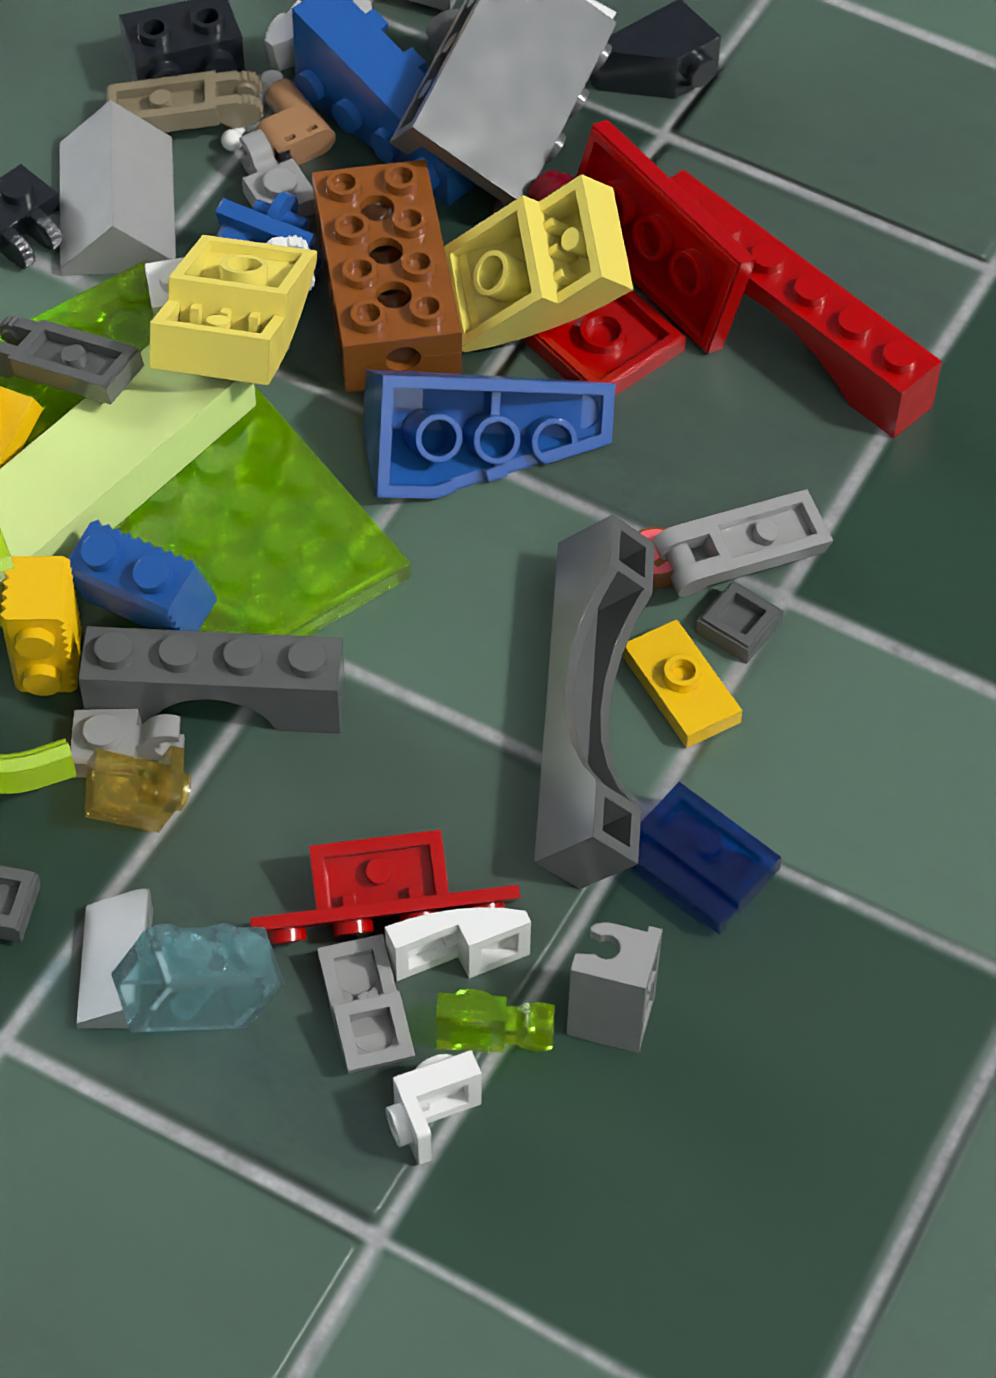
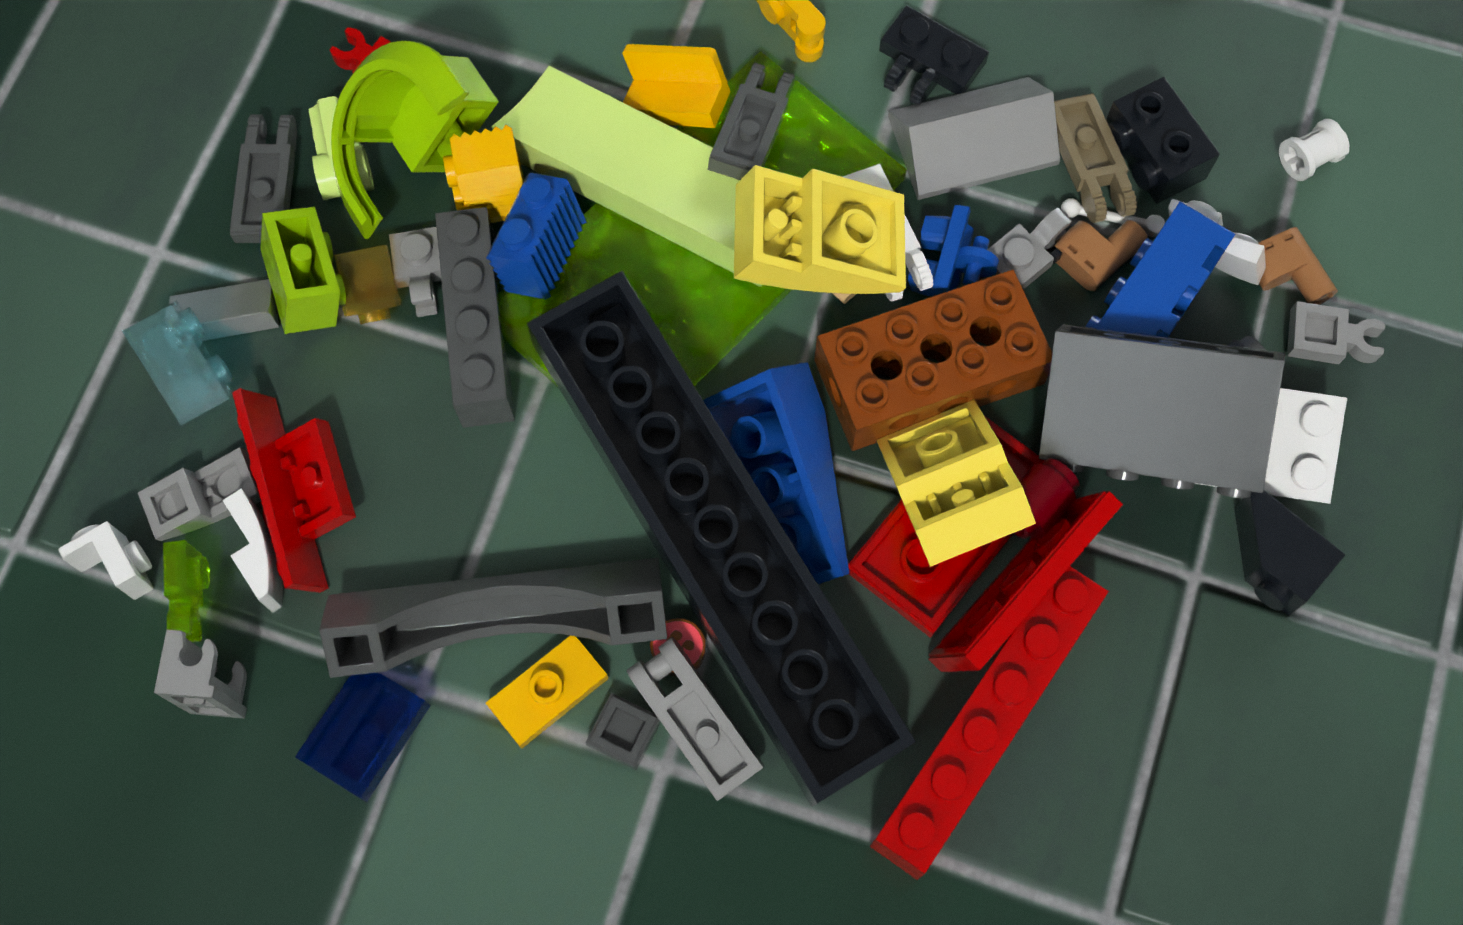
camera: 80 degrees right, 15 degrees up
(100, 845) = (301, 270): none -> lime brick
(542, 473) = (719, 539): none -> black brick

